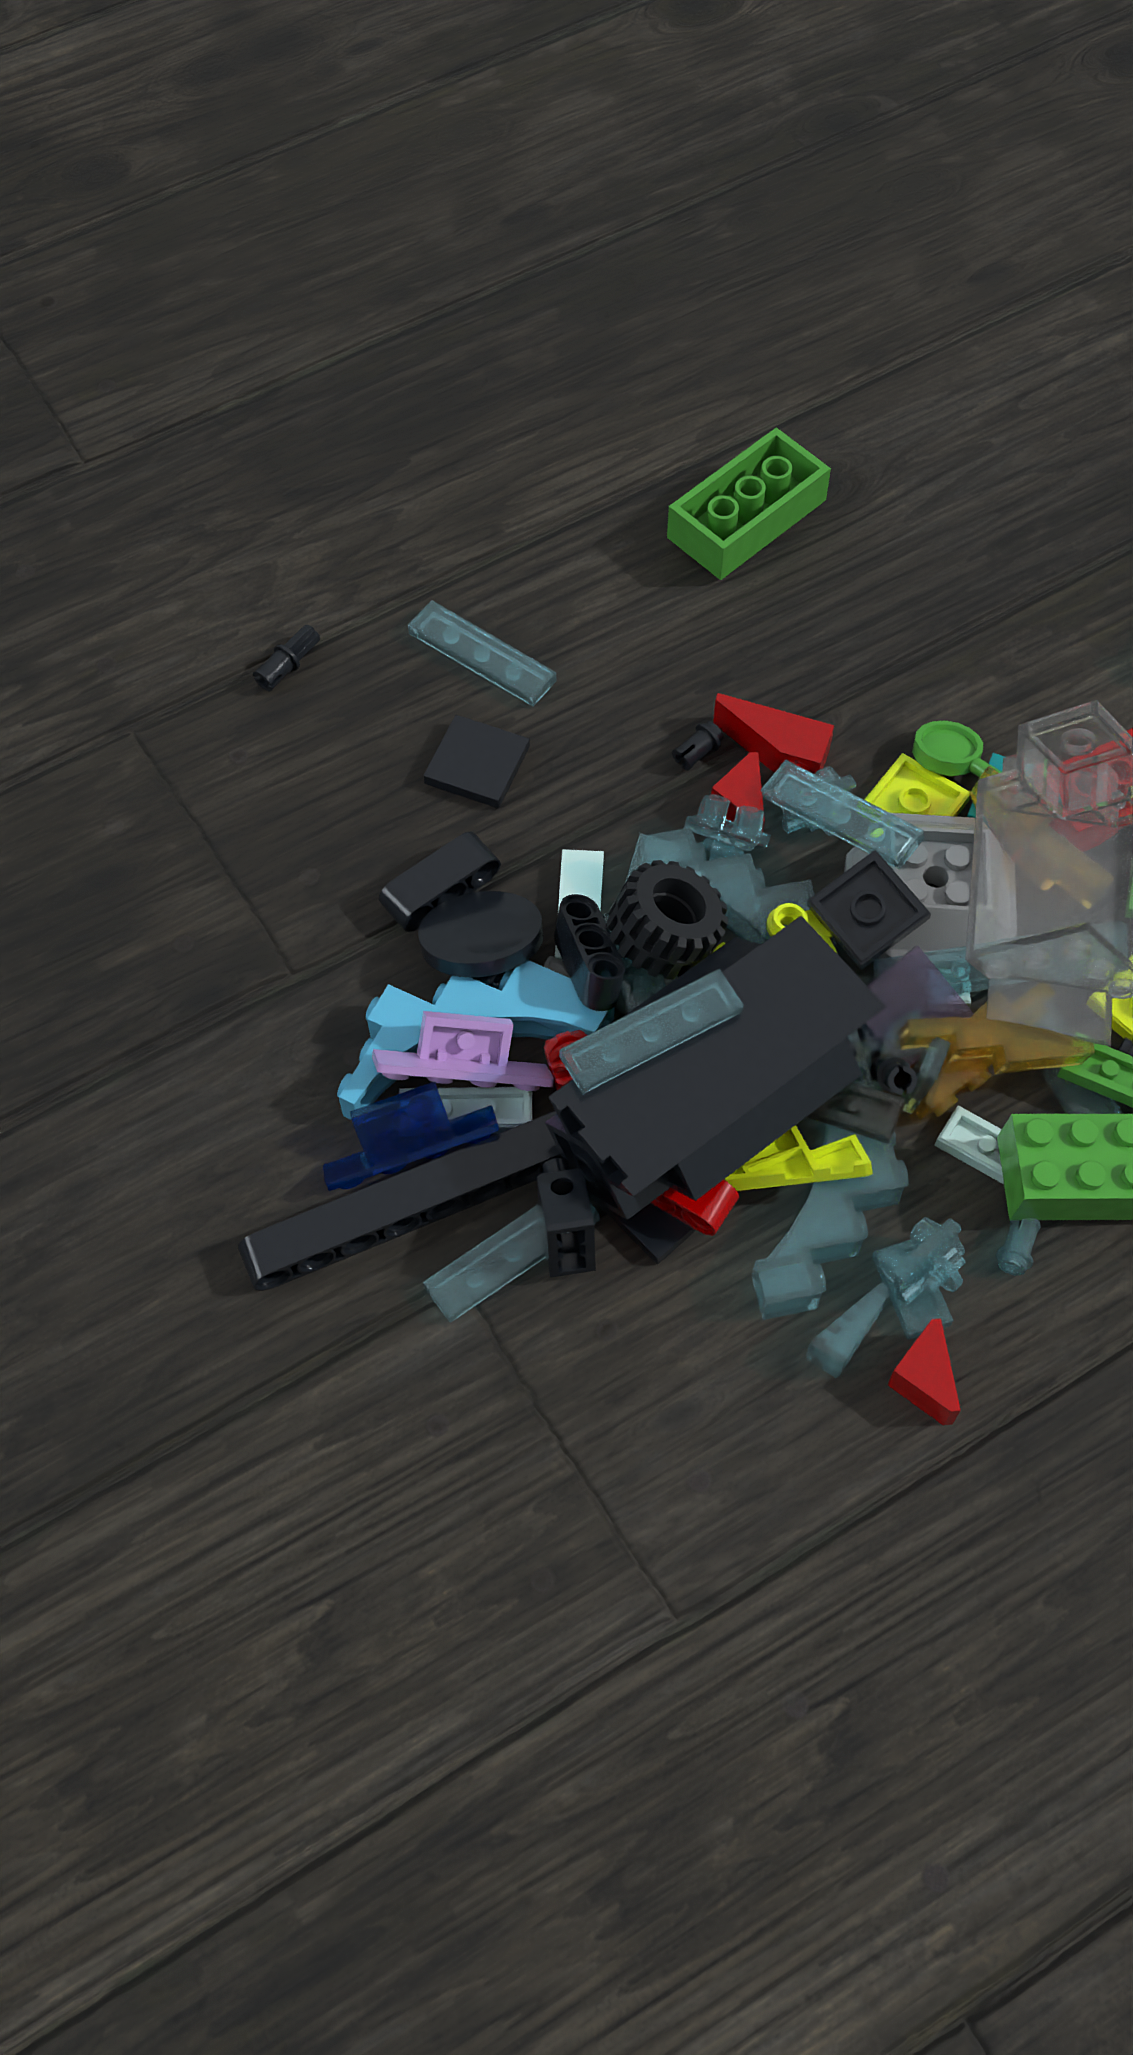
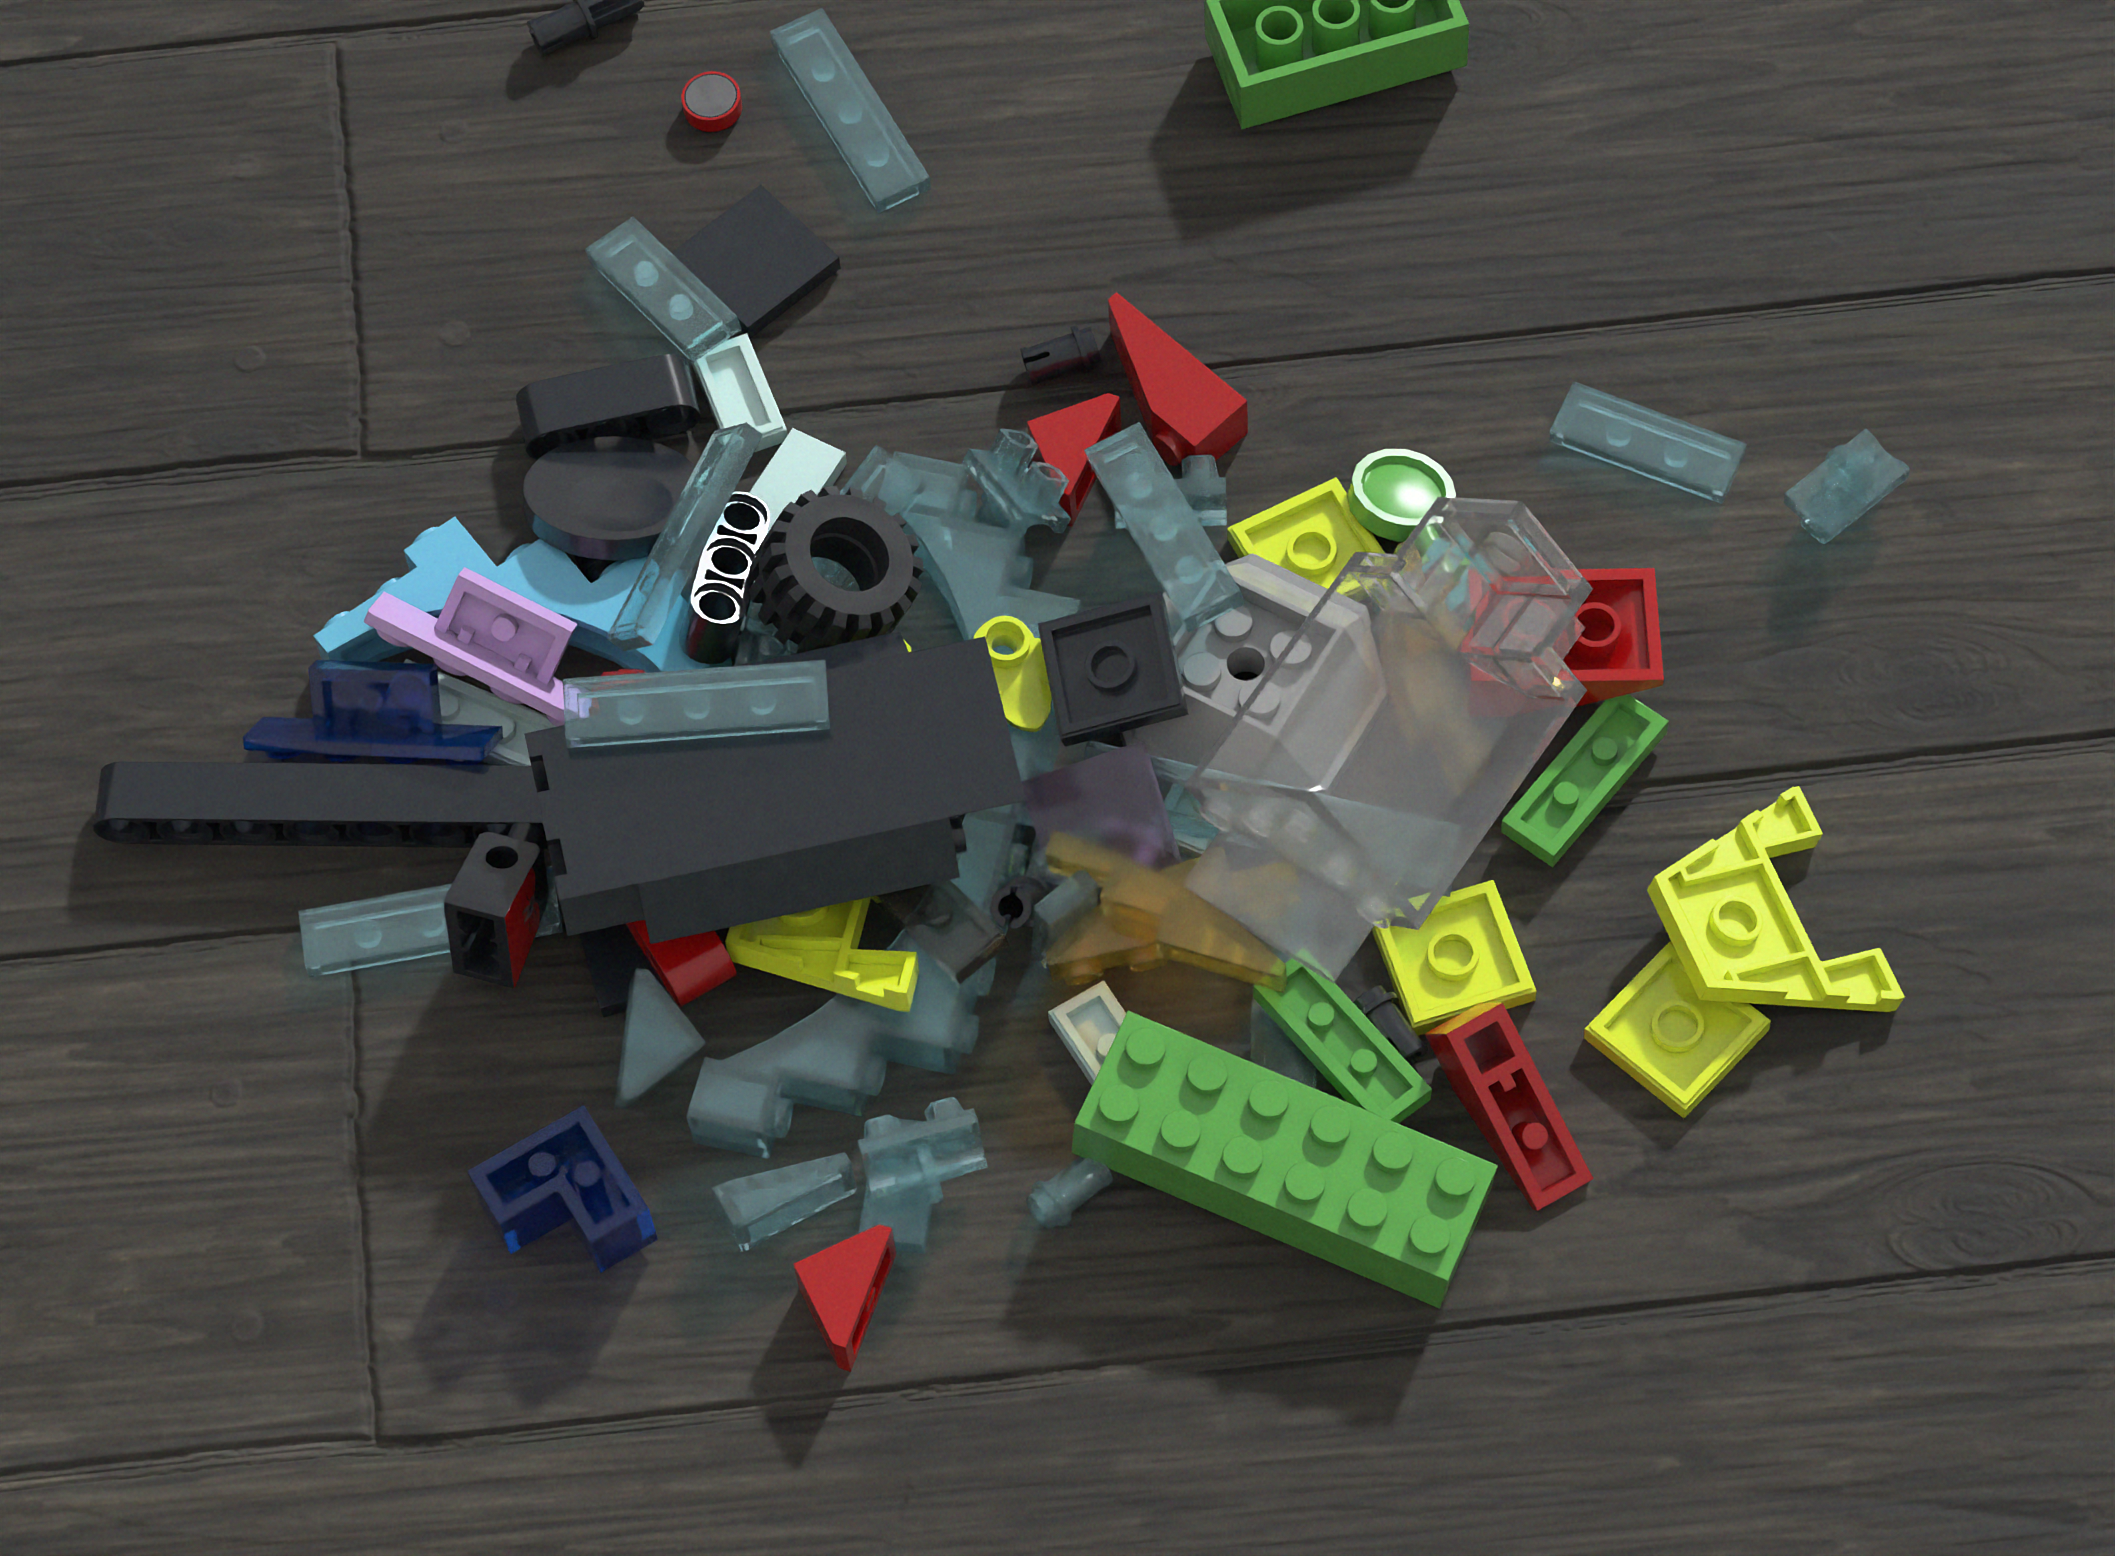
camera: 30 degrees right, 0 degrees up
(394, 678) = (711, 101): none -> tile
(432, 797) = (663, 289): none -> clear light blue tile
(515, 844) = (739, 390): none -> light aqua tile
(553, 937) = (684, 537): none -> clear light blue tile
(708, 1264) = (654, 1040): none -> clear light blue slope
(714, 1378) = (563, 1178): none -> clear blue brick
(1061, 666) = (1647, 442): none -> clear light blue tile

